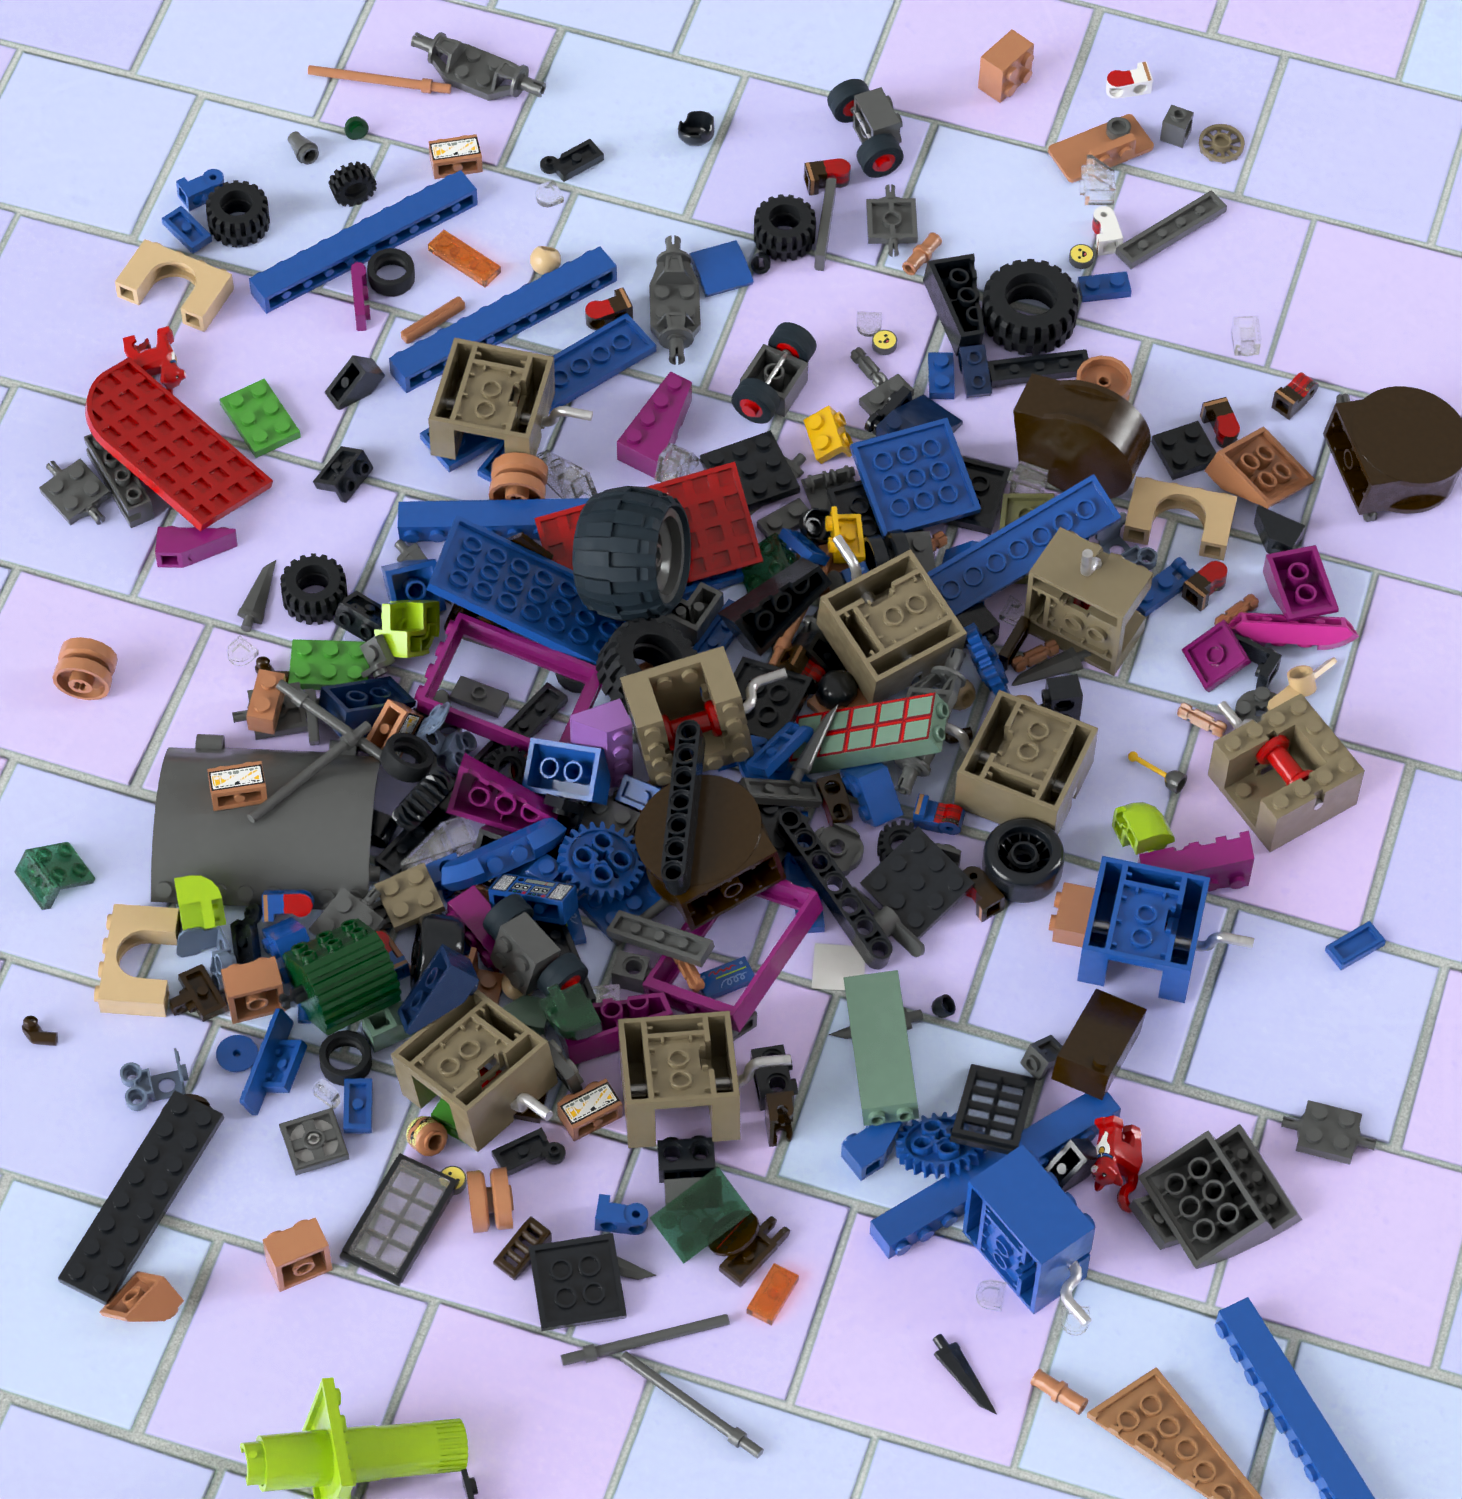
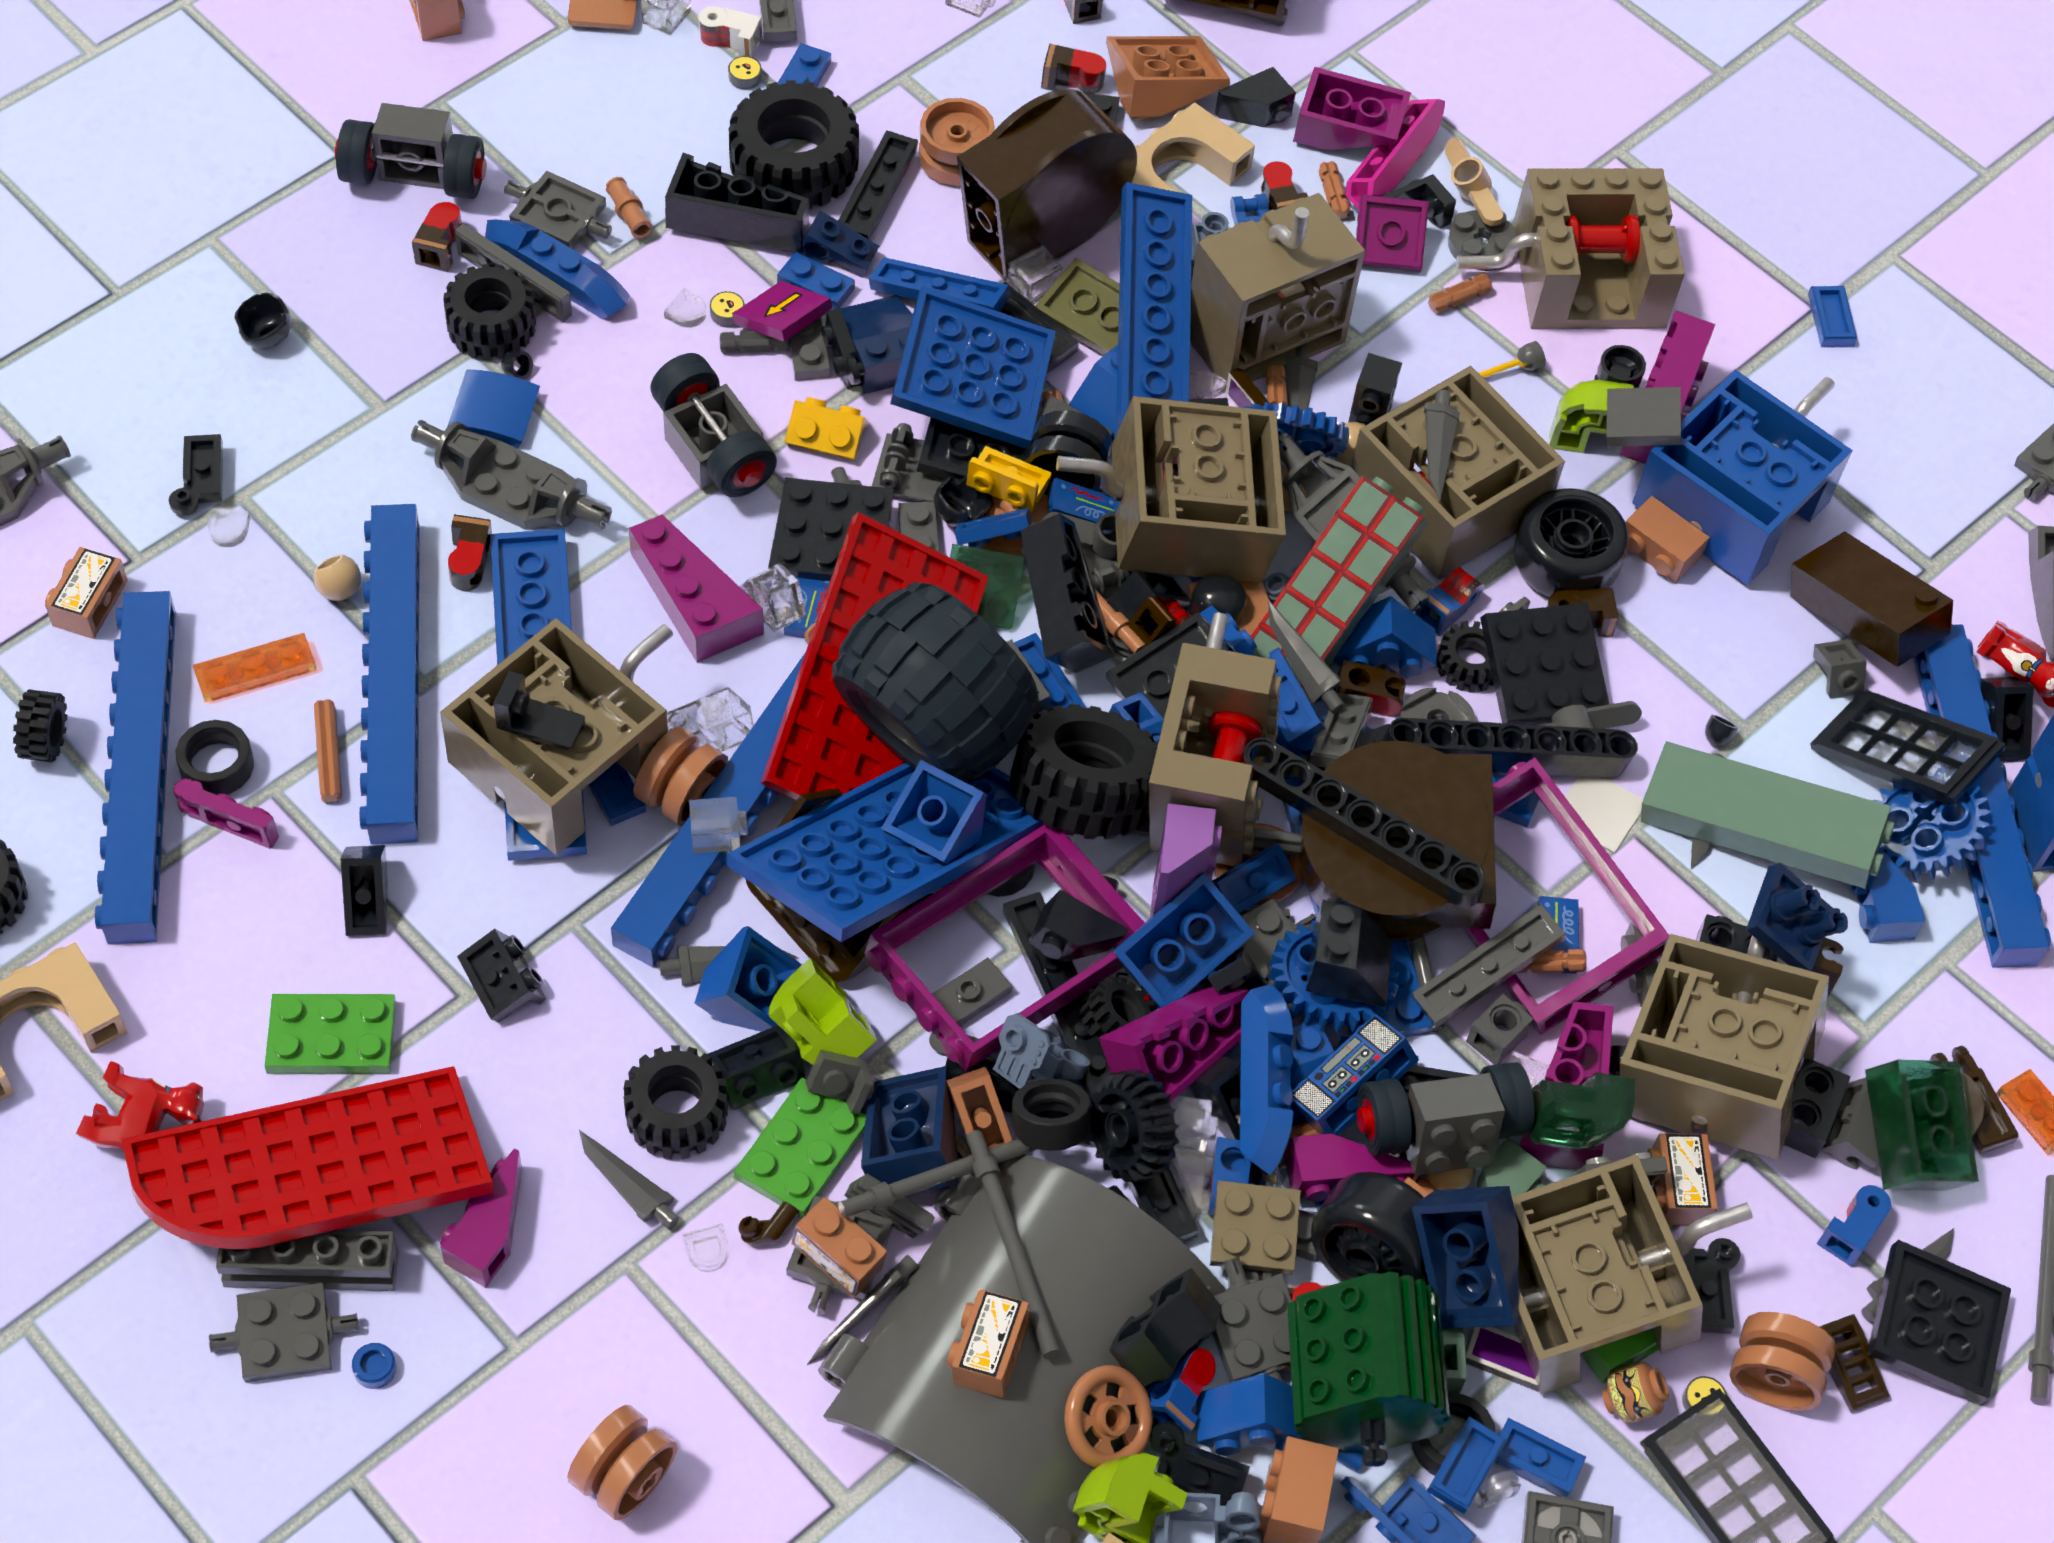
camera: 65 degrees left, 0 degrees up
(81, 541) = (374, 1365): none -> blue tile
(225, 856) = (1078, 1422): none -> nougat plate
(265, 741) = (892, 1280): none -> dark grey bar
(309, 873) = (1159, 1338): none -> black brick
(323, 1063) = (1466, 1465): none -> blue tile
(474, 376) = (534, 719): none -> black bracket
(489, 510) = (716, 824): none -> clear brick
(535, 713) = (1073, 929): none -> black slope
(551, 604) = (937, 814): none -> blue slope
(605, 853) = (1349, 955): none -> black slope
(780, 1068) = (1793, 918): none -> dark blue plate
(802, 701) = (1233, 639): none -> blue plate
(849, 242) = (585, 280): none -> blue brick
(896, 367) = (782, 311): none -> magenta tile
(976, 436) = (907, 278): none -> blue plate
(1023, 732) = (1440, 432): none -> dark grey bar
(1129, 841) = (1643, 416): none -> dark grey tile
(1188, 828) = (1621, 365): none -> black wheel

